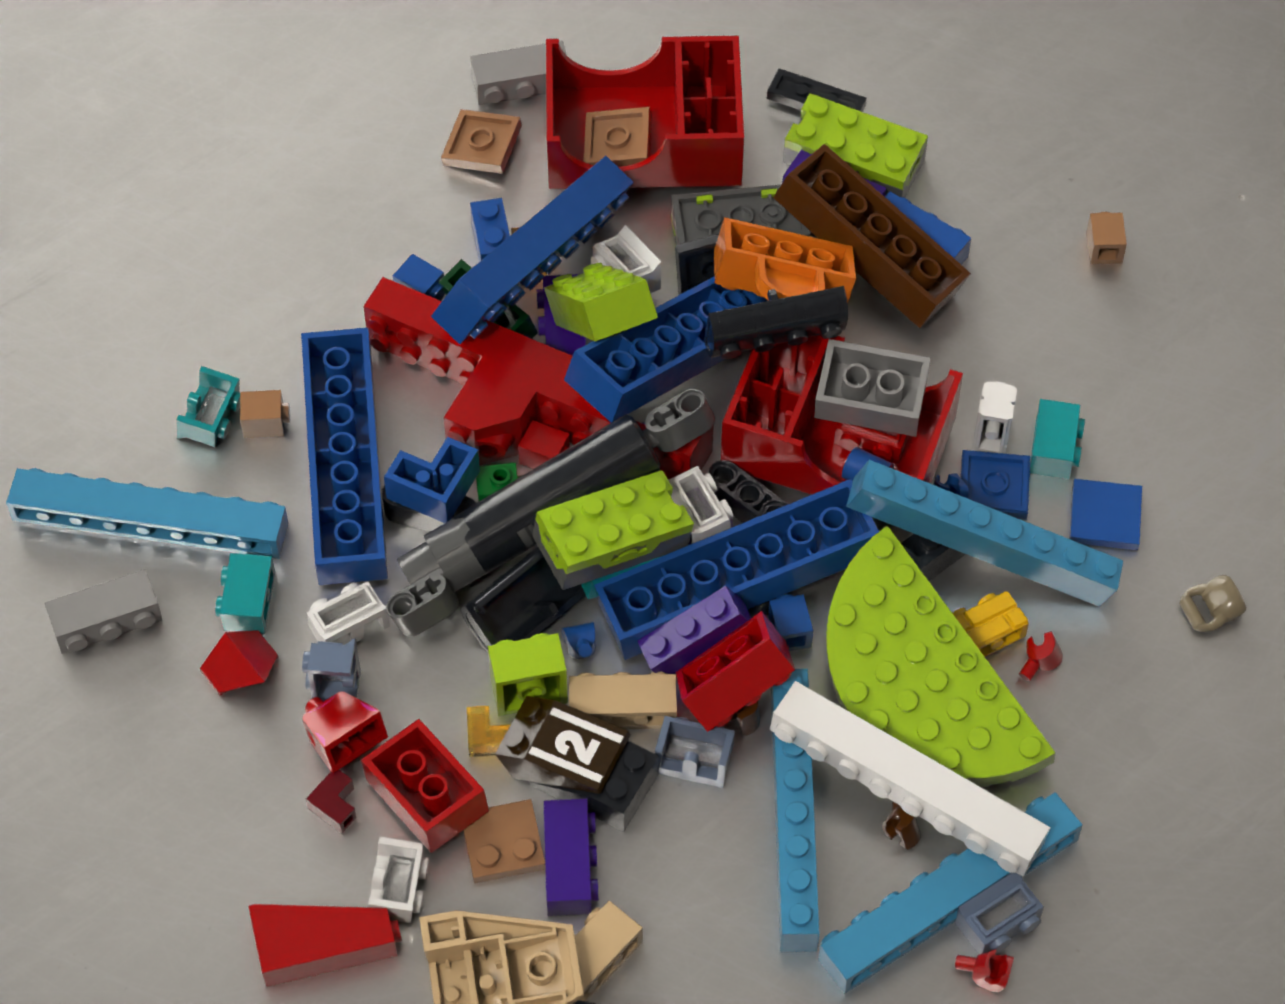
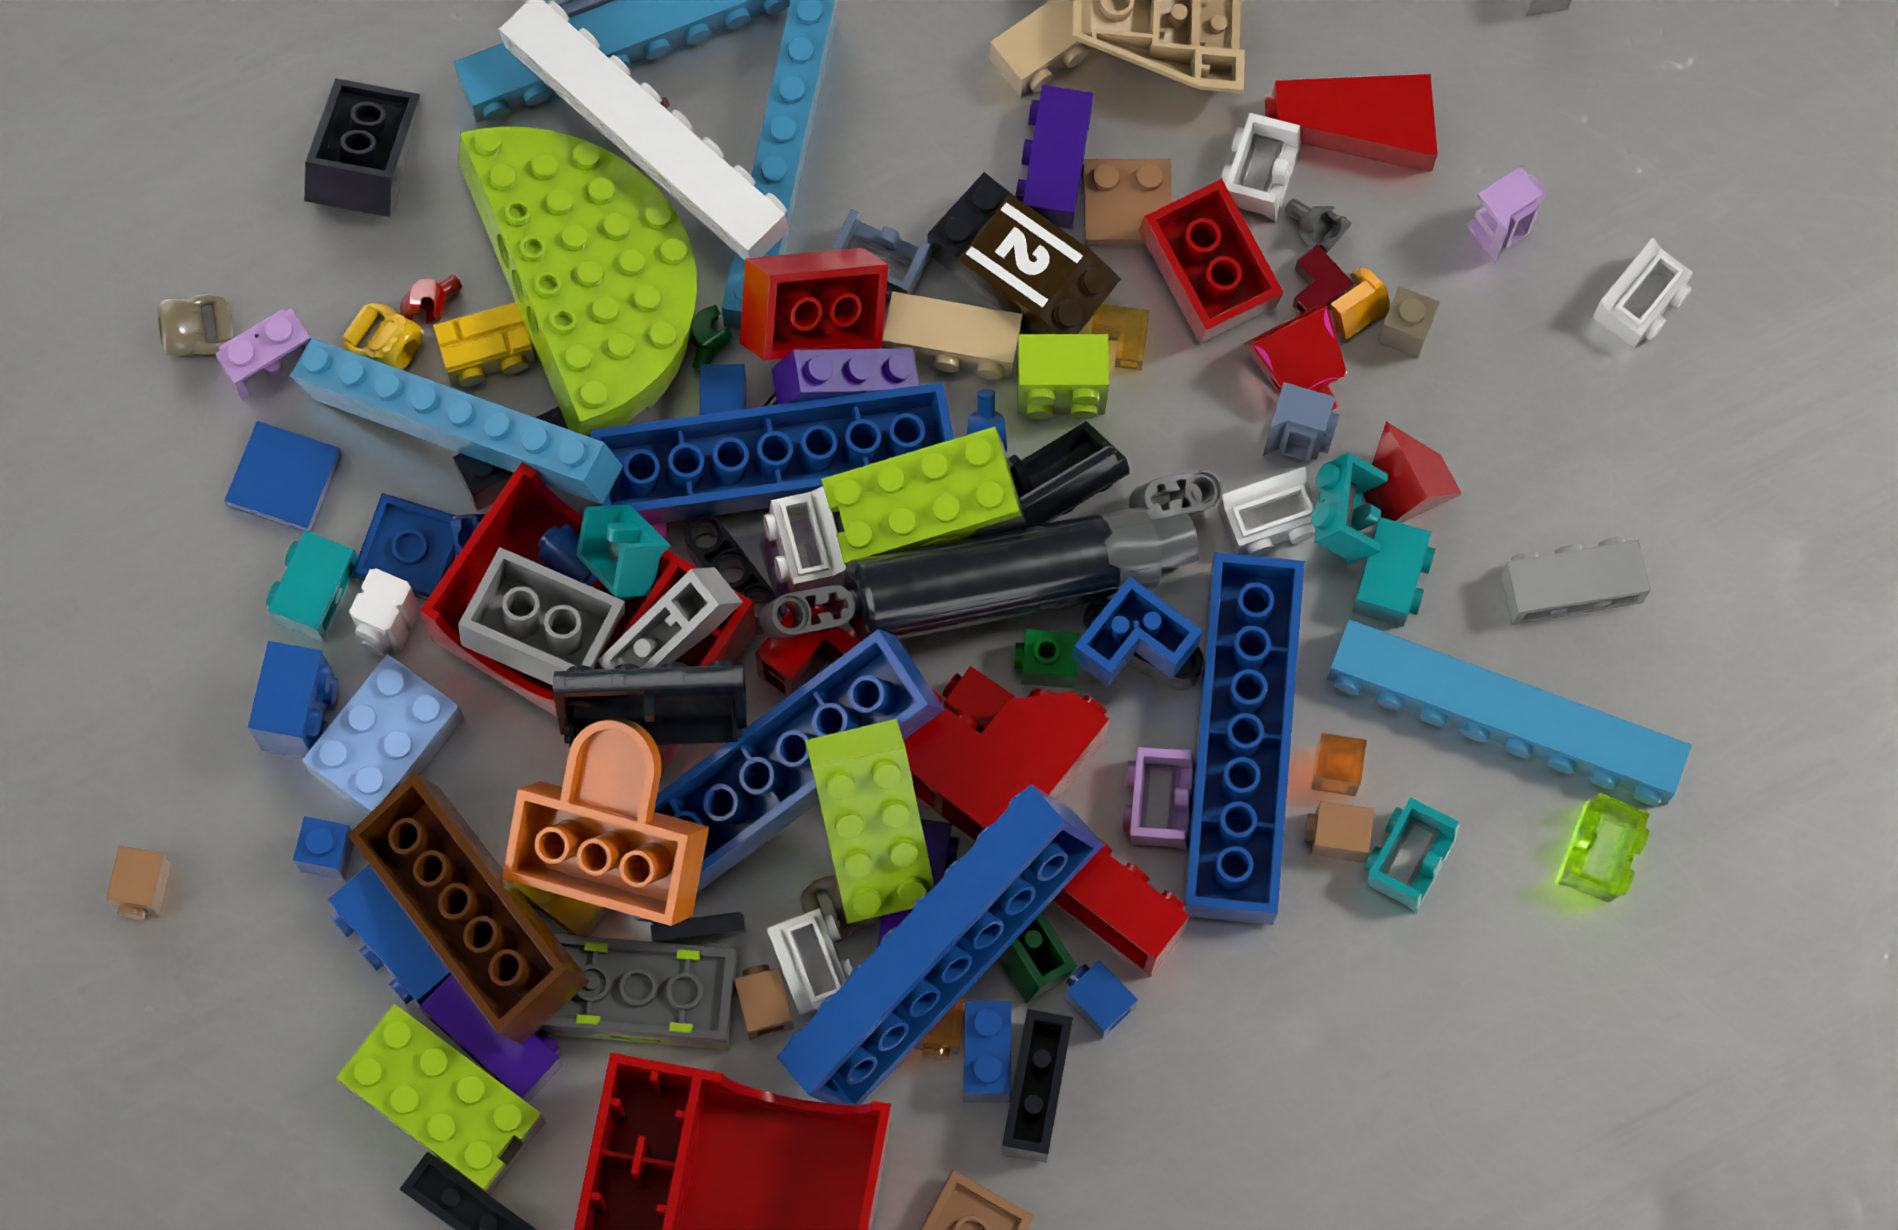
camera: 170 degrees left, 15 degrees up
(62, 837) = (1643, 294): none -> white window
(68, 435) = (1604, 848): none -> clear neon green window
(184, 869) = (1507, 211): none -> lavender window
(256, 777) = (1408, 321): none -> dark tan brick
(270, 454) = (1338, 764): none -> clear orange brick
(288, 793) = (1361, 304): none -> light orange tile
(292, 616) = (1341, 510): none -> teal window
(338, 847) = (1318, 224): none -> dark grey piece
(398, 410) = (1160, 797): none -> lavender window
(452, 217) = (1036, 1085): none -> black brick
(619, 135) = (778, 1165): medium nougat plate -> none
(656, 236) = (763, 1001): none -> medium nougat brick
(772, 381) = (676, 621): none -> light grey slope
(818, 668) = (705, 337): none -> green piece
(828, 446) = (620, 549): none -> teal window
(971, 341) = (383, 736): none -> light blue brick
(986, 276) = (323, 848): none -> blue brick
(1040, 351) = (292, 699): none -> blue brick
(1059, 616) = (392, 343): none -> yellow piece
(1135, 760) = (360, 147): none -> black slope
(1151, 590) = (261, 348): none -> lavender window

